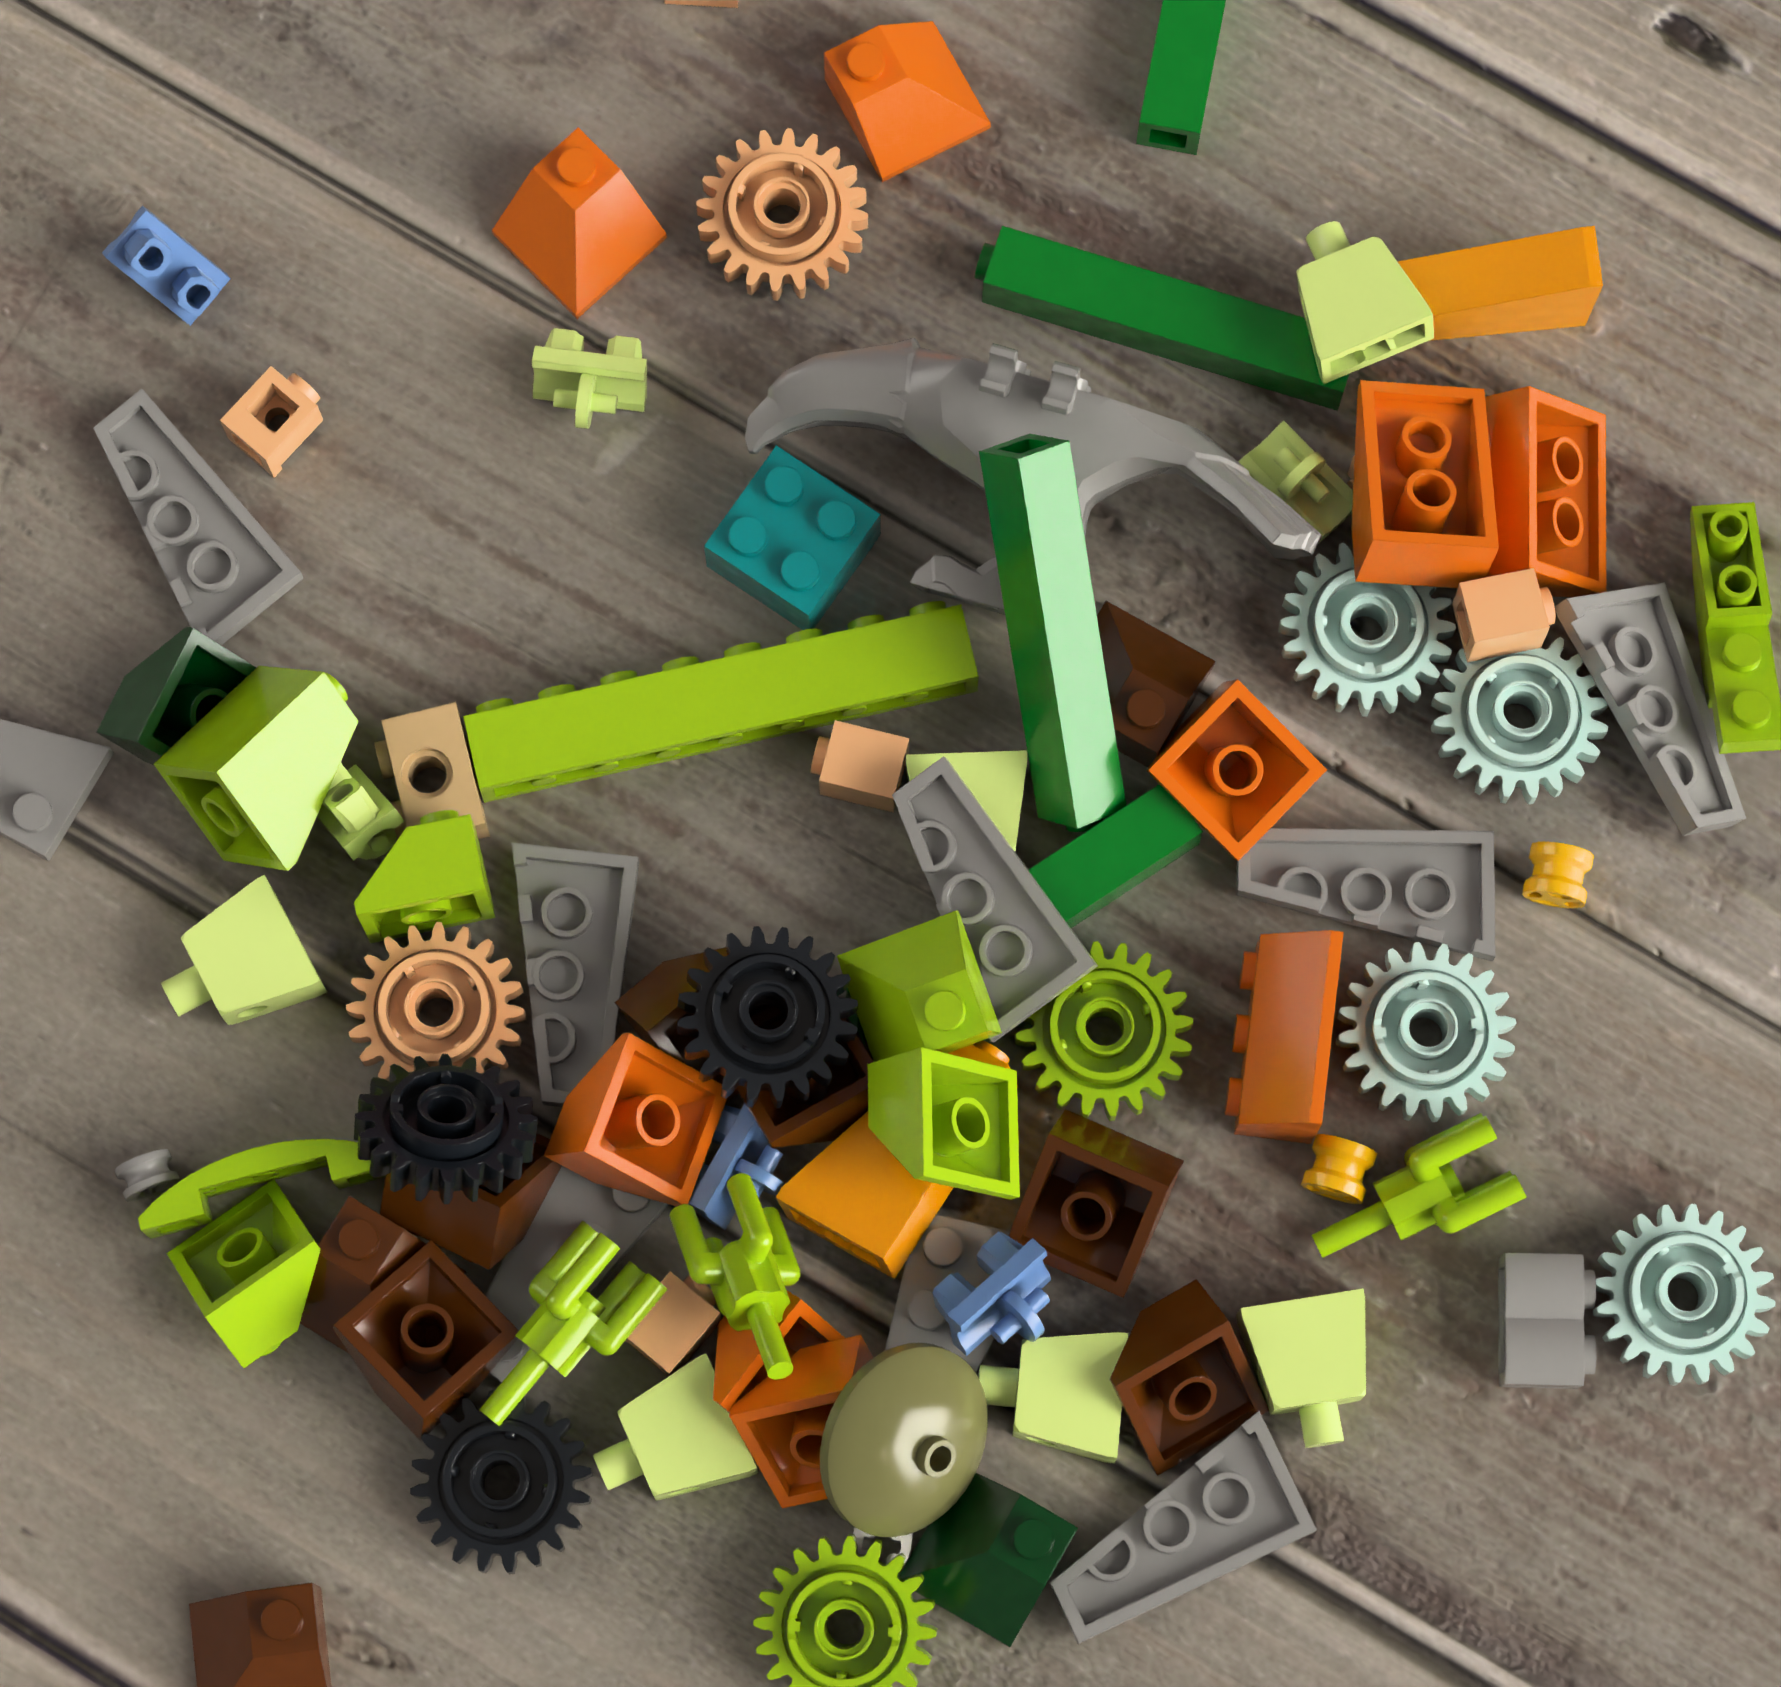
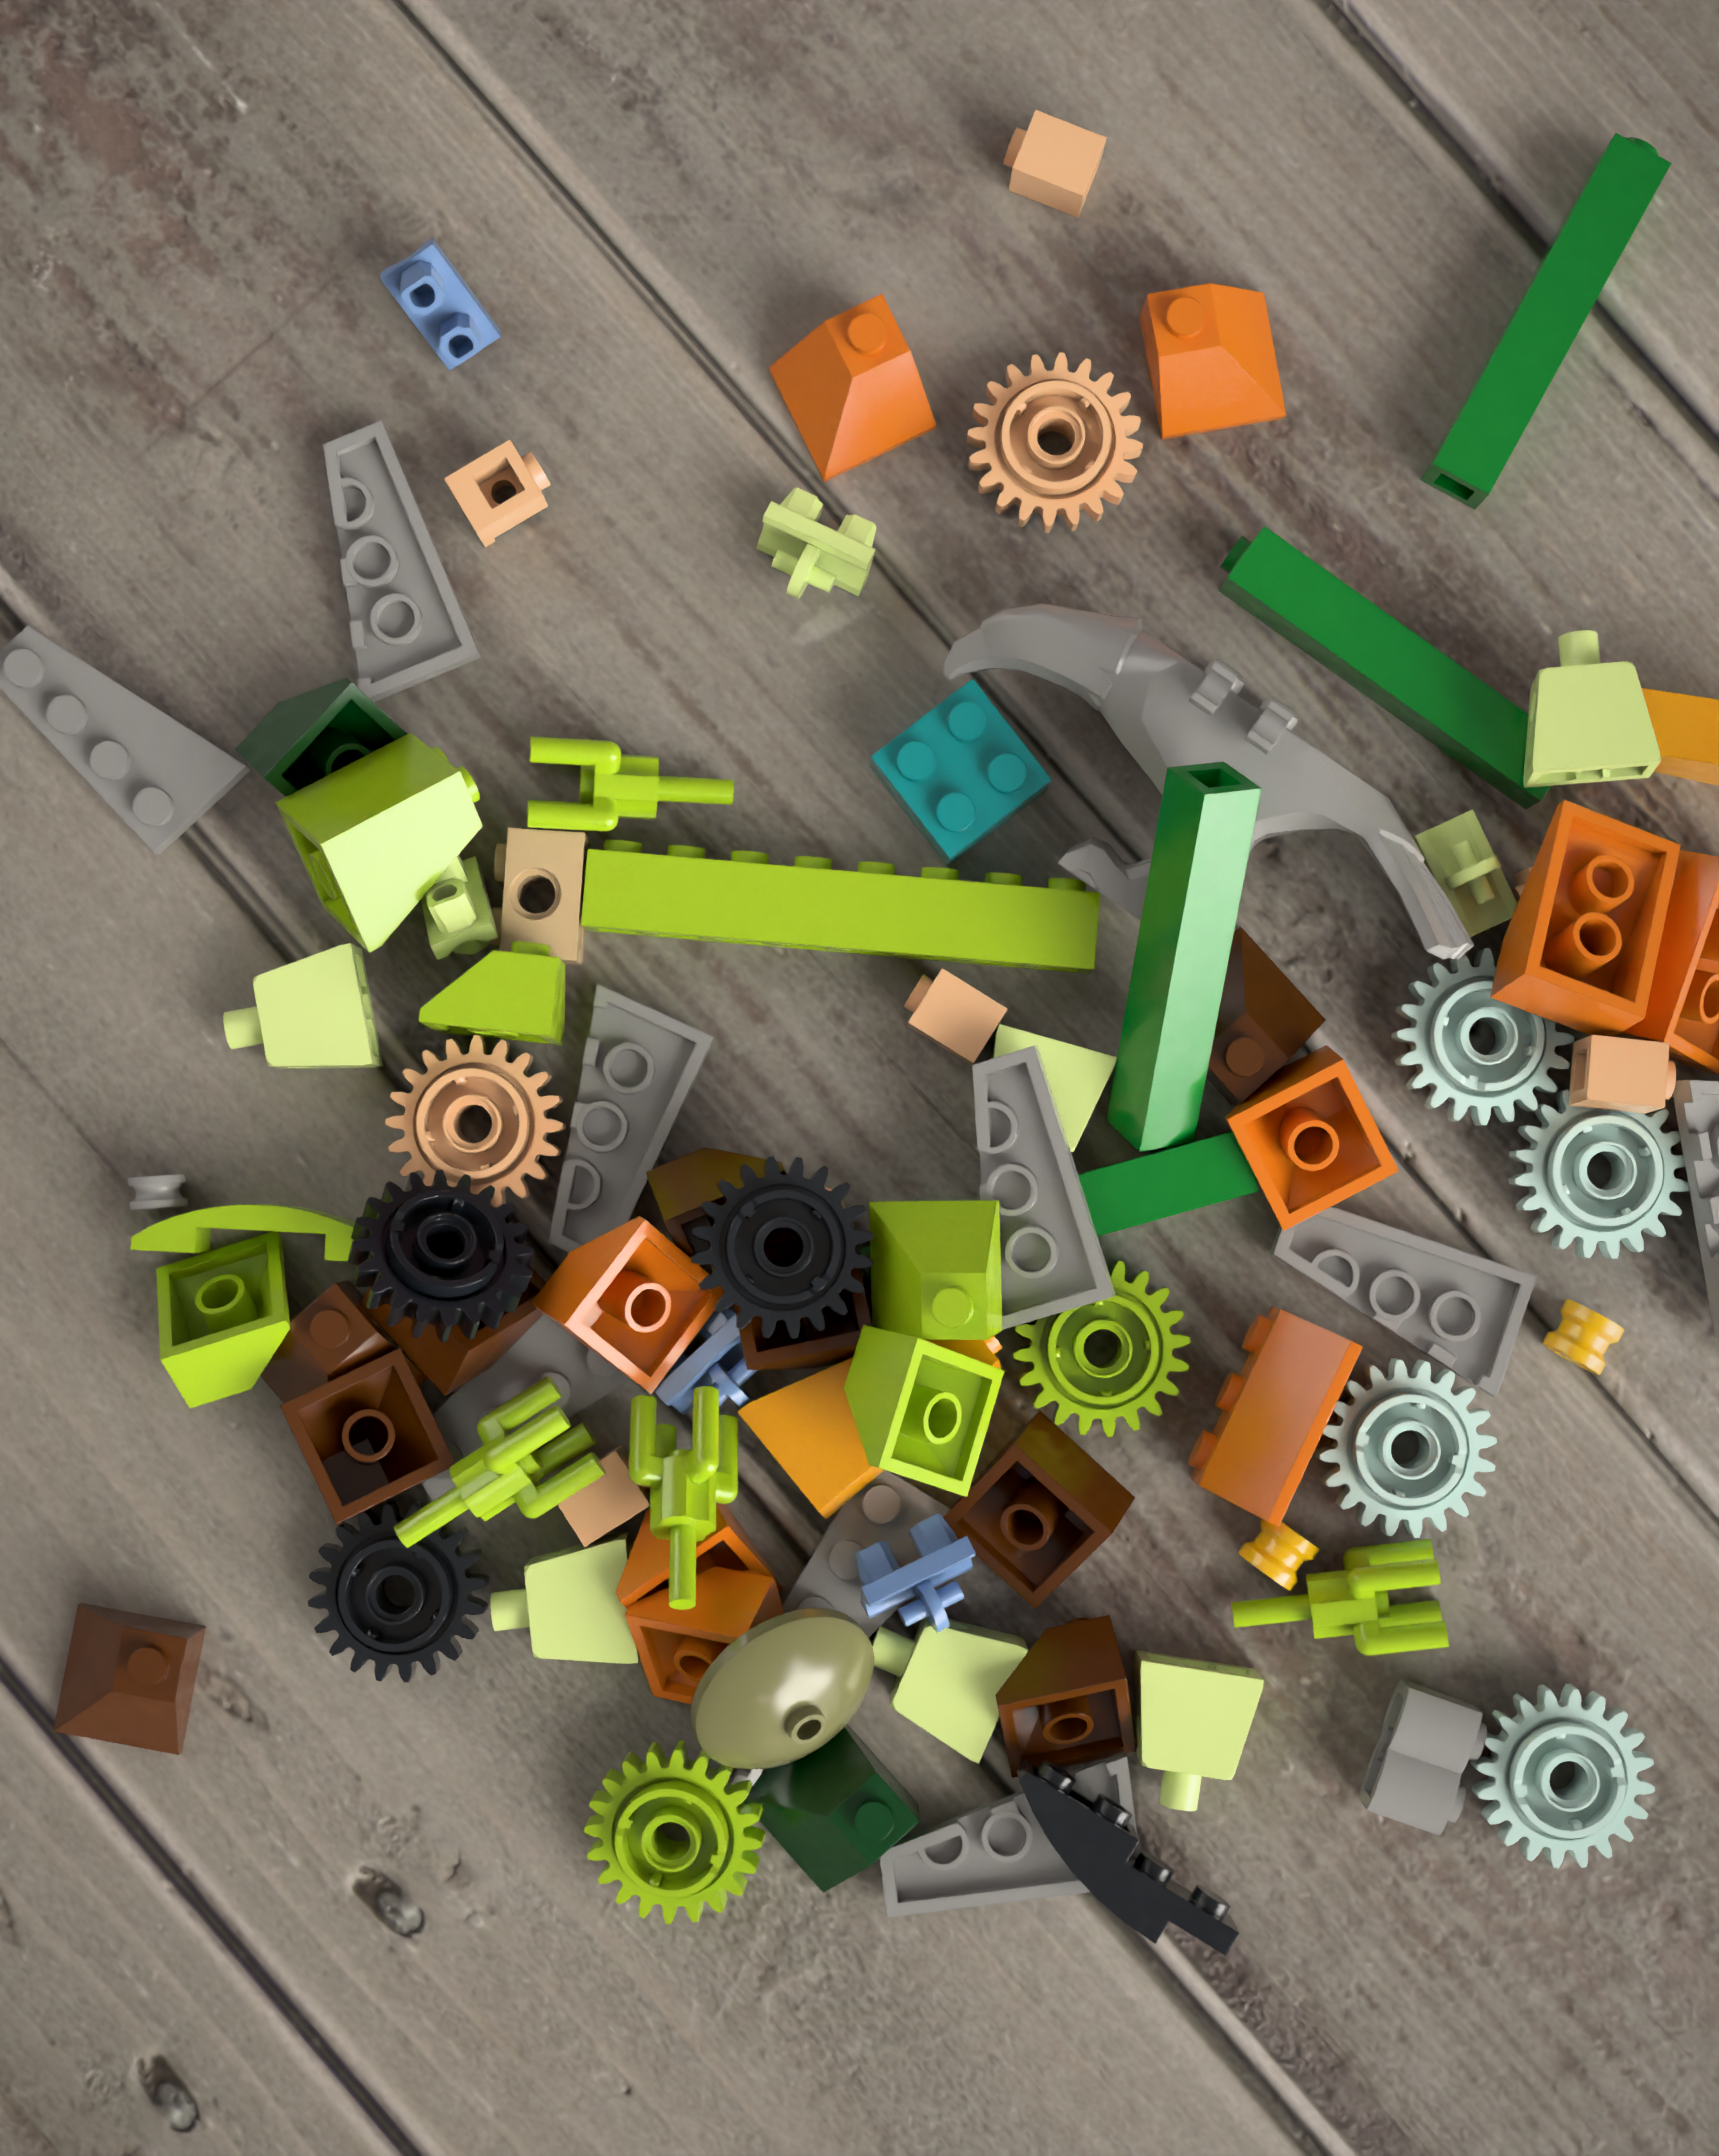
camera: 15 degrees right, 10 degrees up
(465, 653) = (613, 786): none -> lime plant
(1255, 1499) = (1099, 1849): none -> black slope

